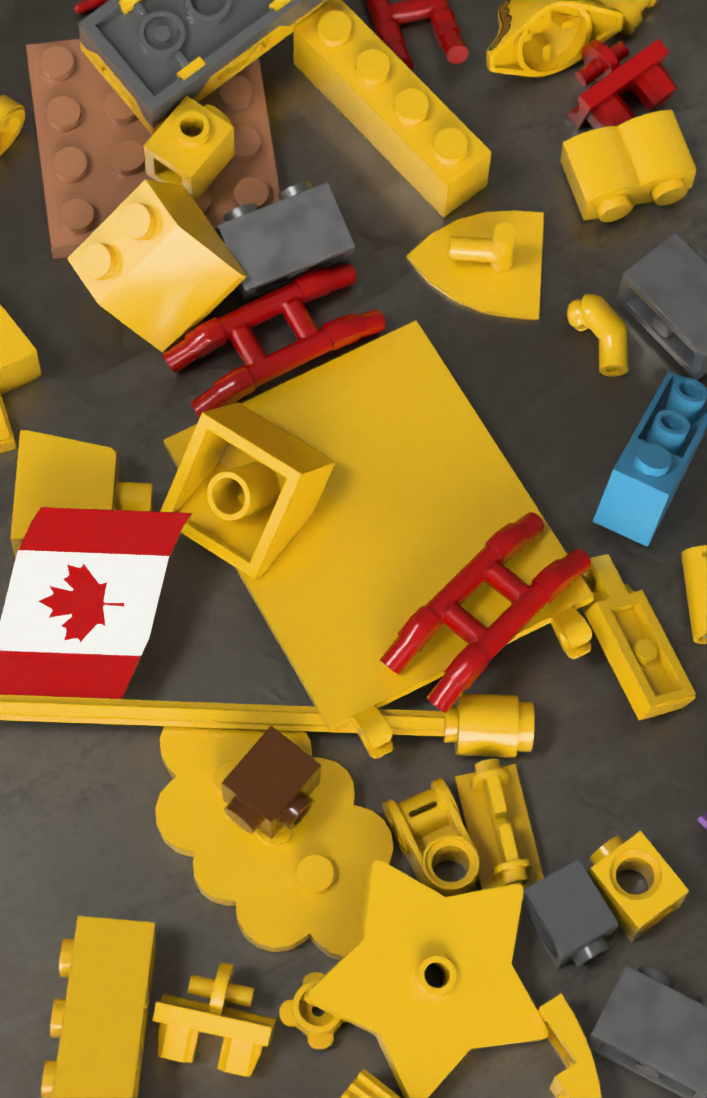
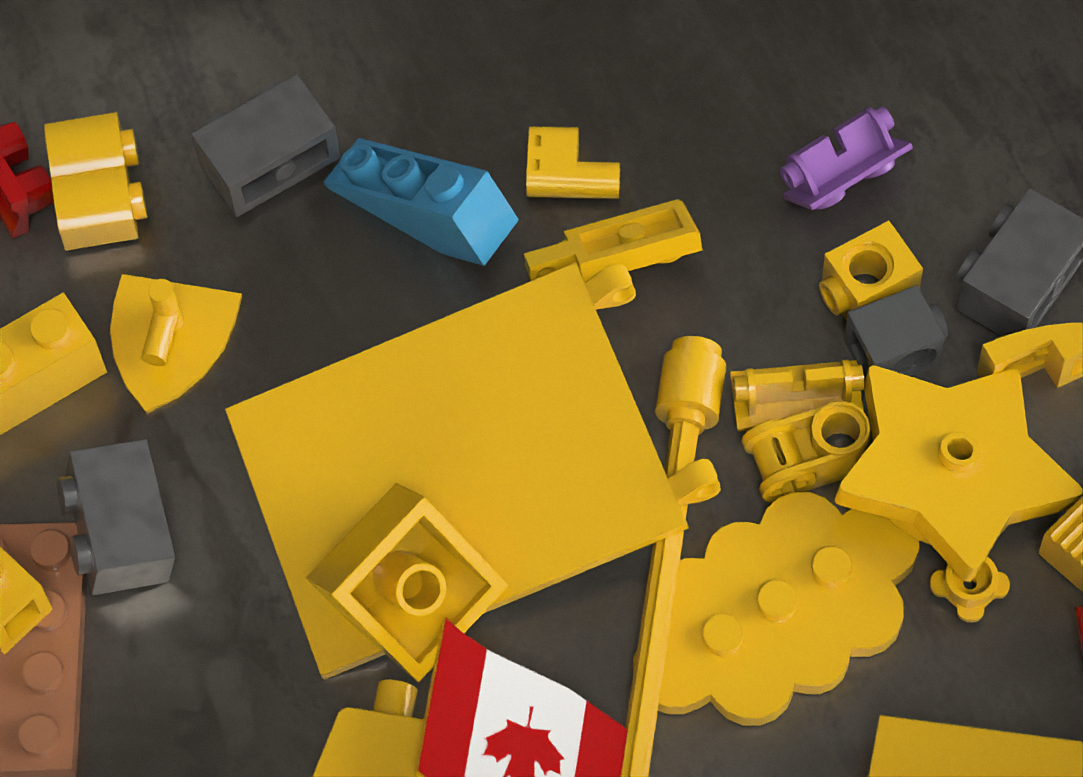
camera: 75 degrees left, 5 degrees down
(157, 264) = (129, 642): yellow slope -> none
(185, 1018) = (970, 671): yellow hips -> none
(261, 367) = (257, 561): red piece -> none
(271, 785) = (745, 584): reddish brown brick -> none
(484, 641) = (582, 390): red piece -> none
(609, 328) = (272, 226): yellow arm -> none

